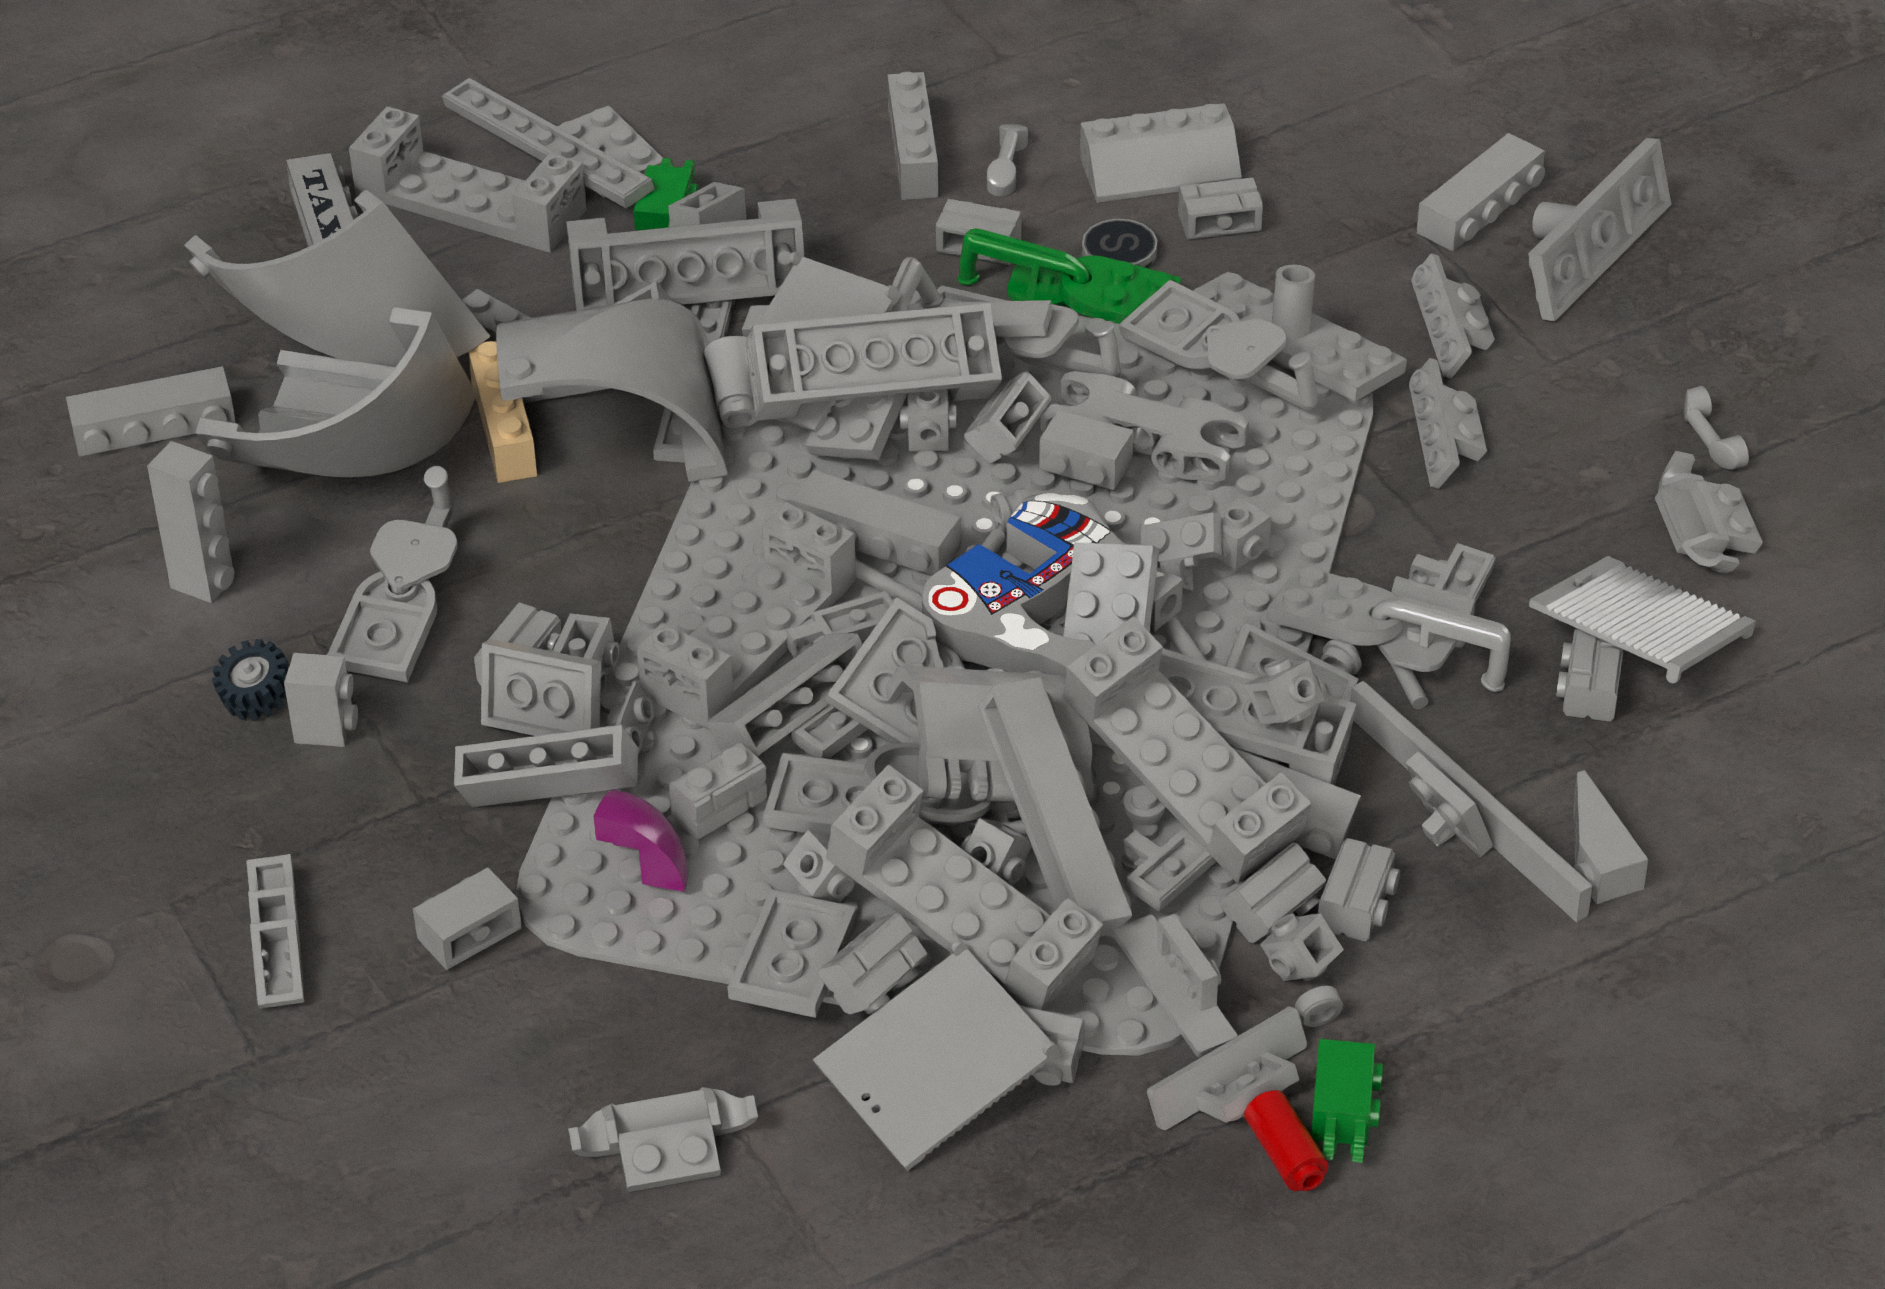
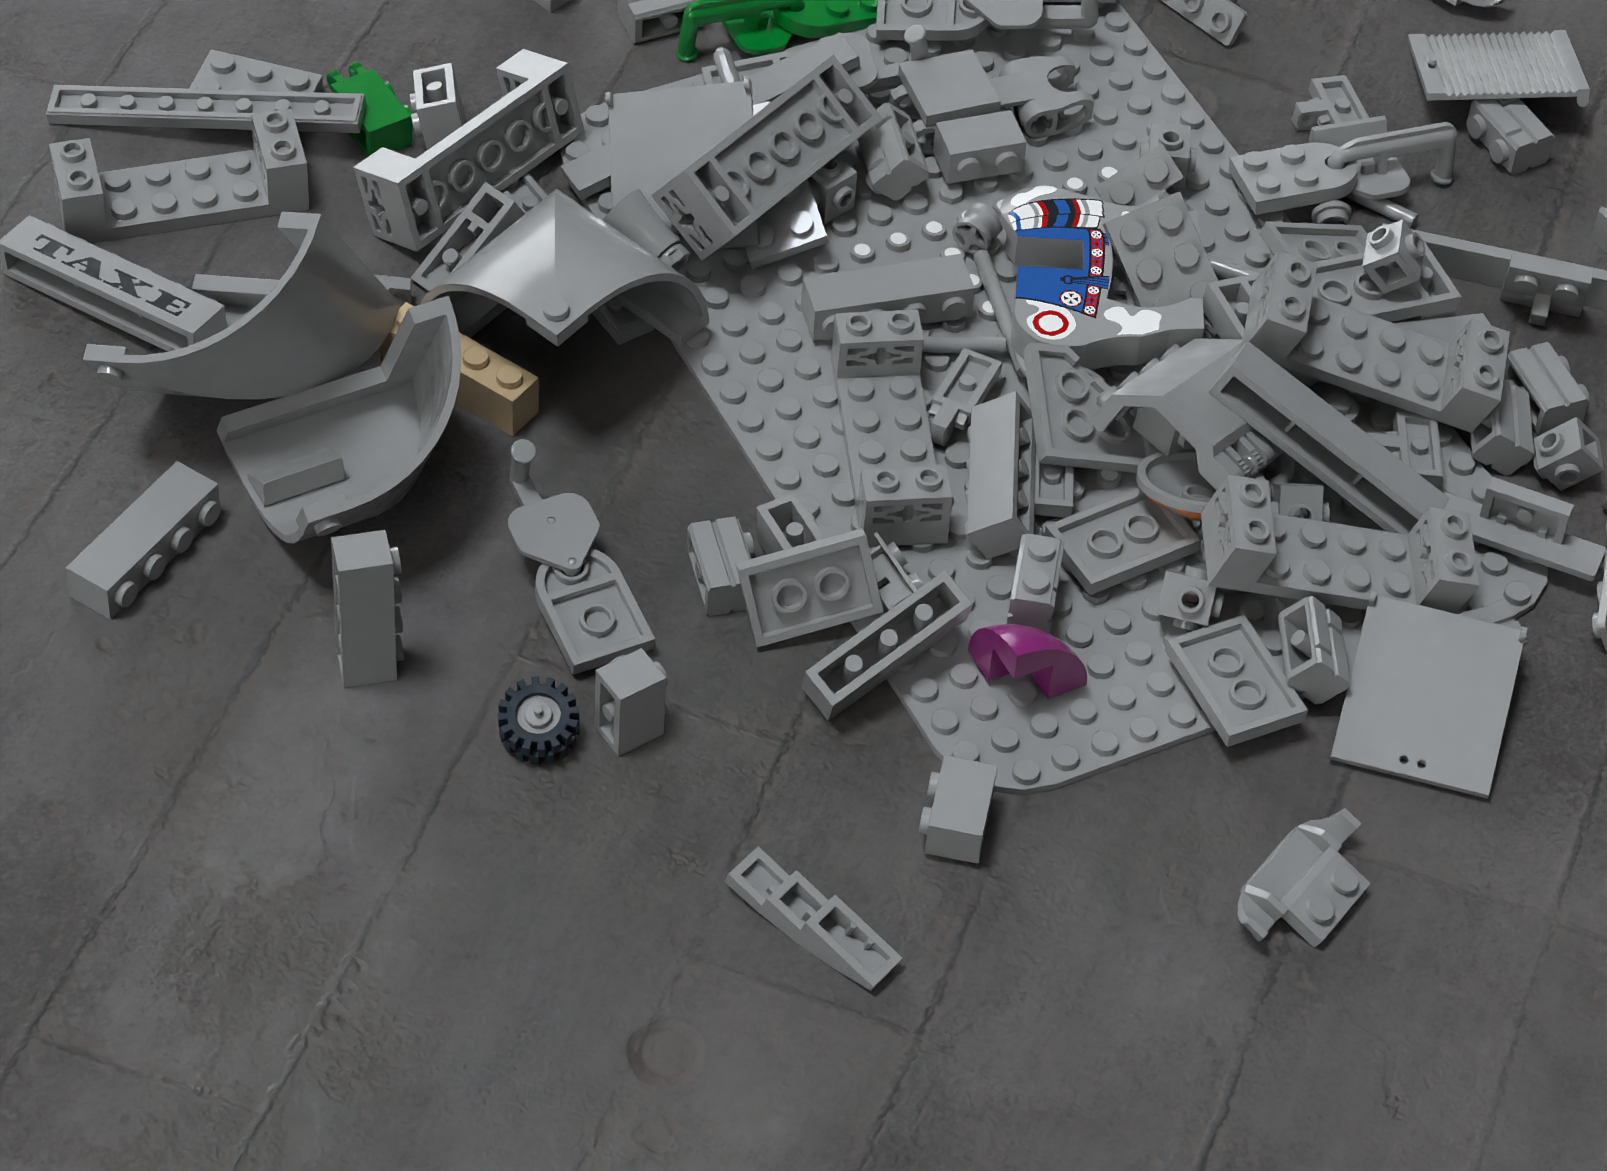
camera: 45 degrees left, 5 degrees up
(1105, 389) = (949, 87): none -> light grey tile

